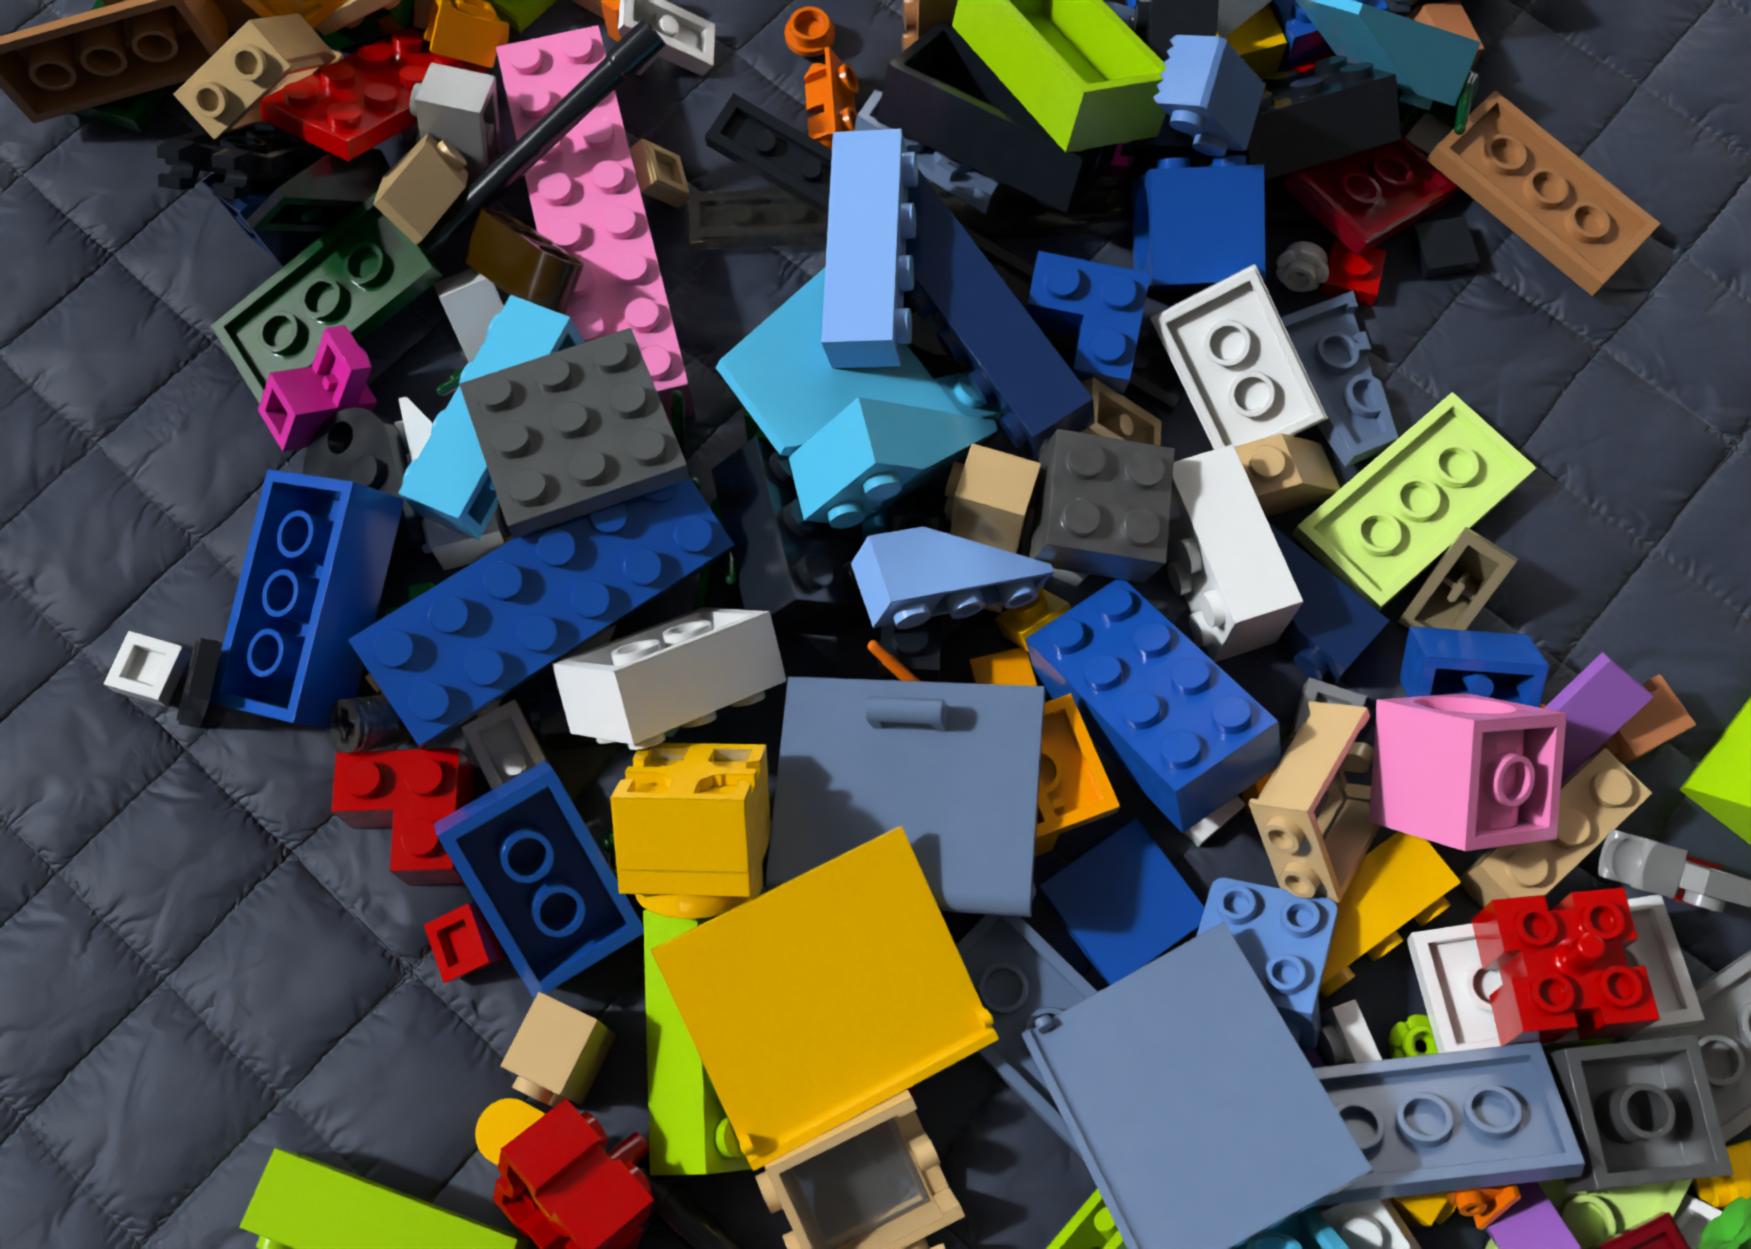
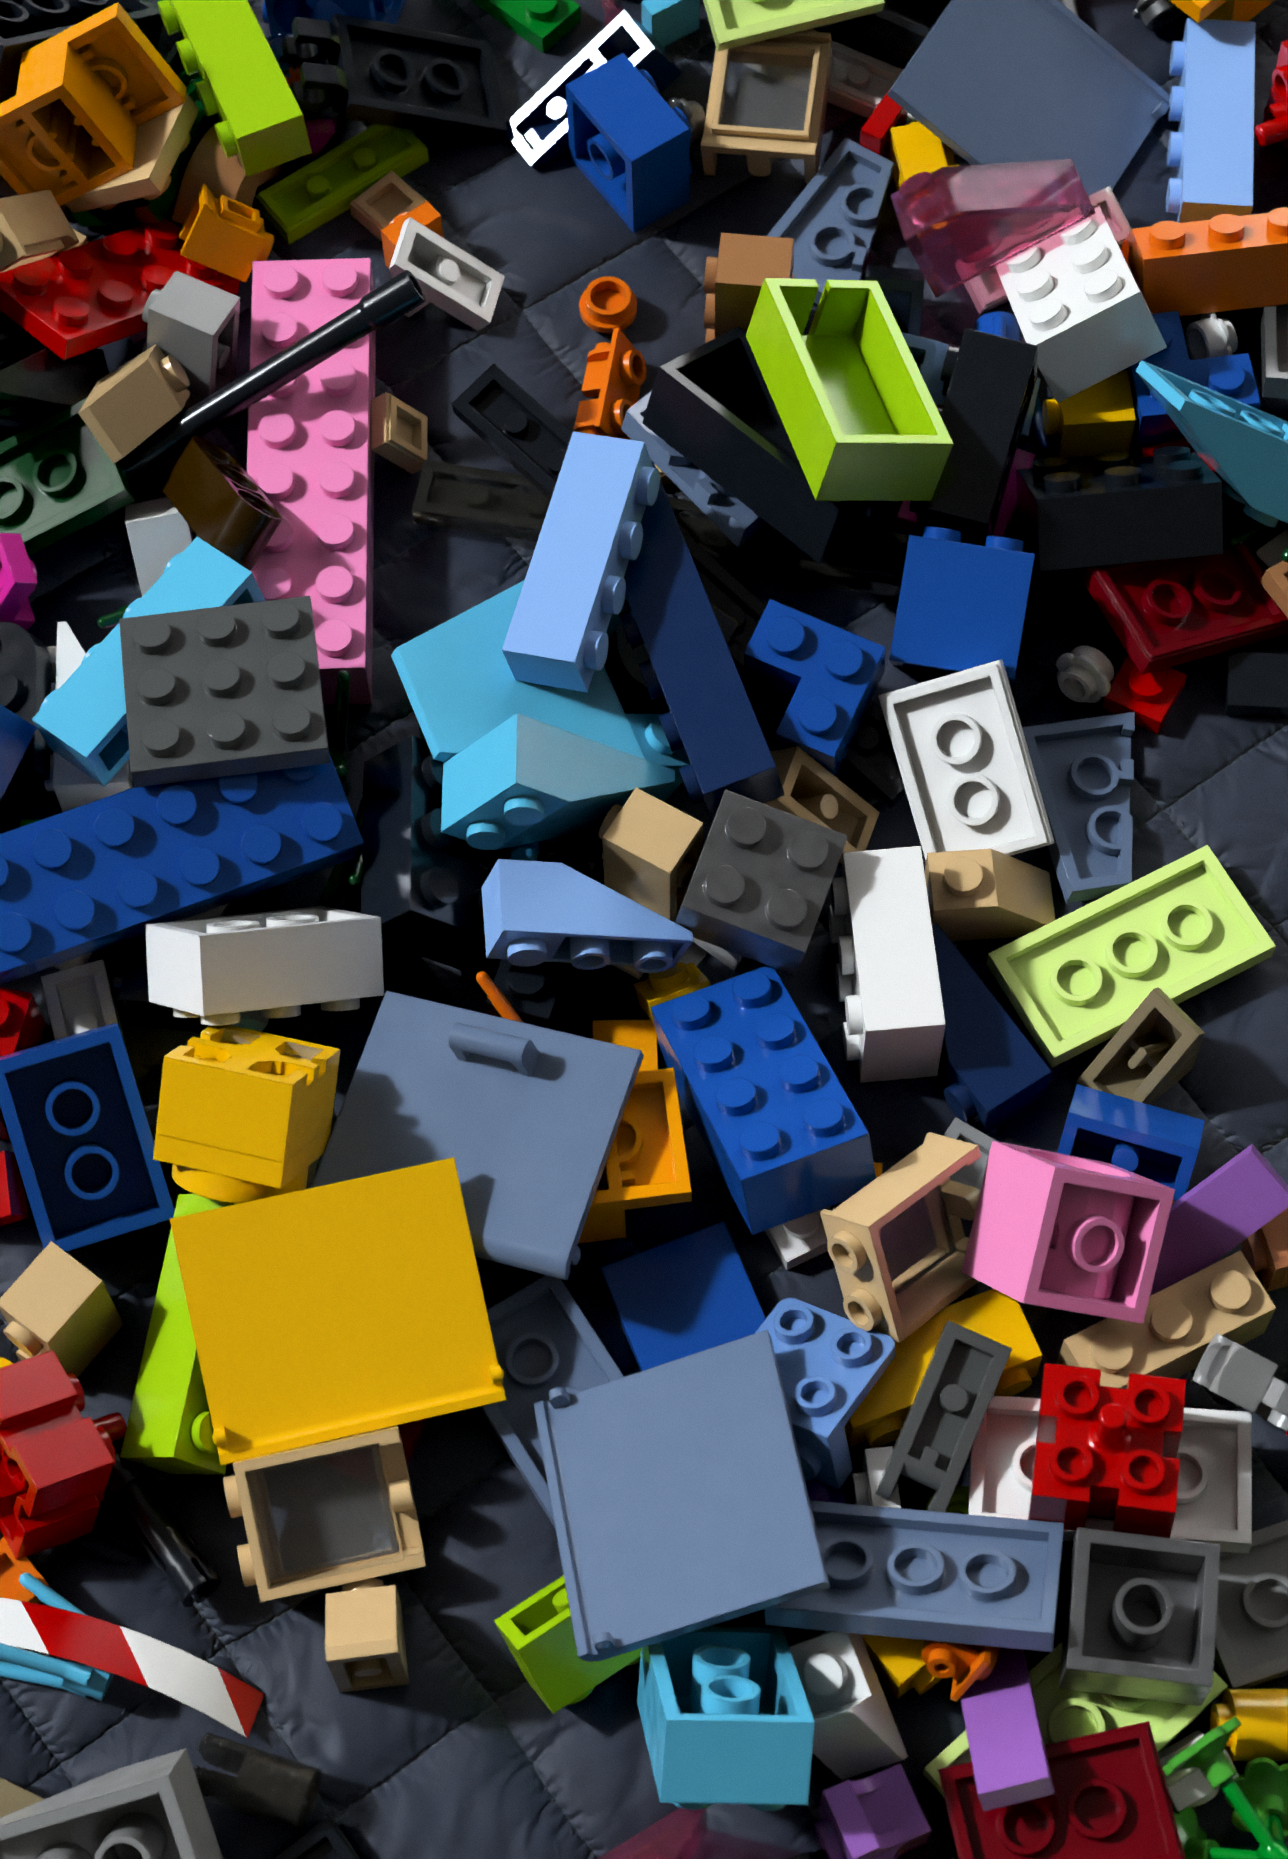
camera: 15 degrees right, 5 degrees down
(1210, 93) = (983, 469): medium blue brick -> none
(1400, 963) = (946, 1413): none -> dark grey hinge

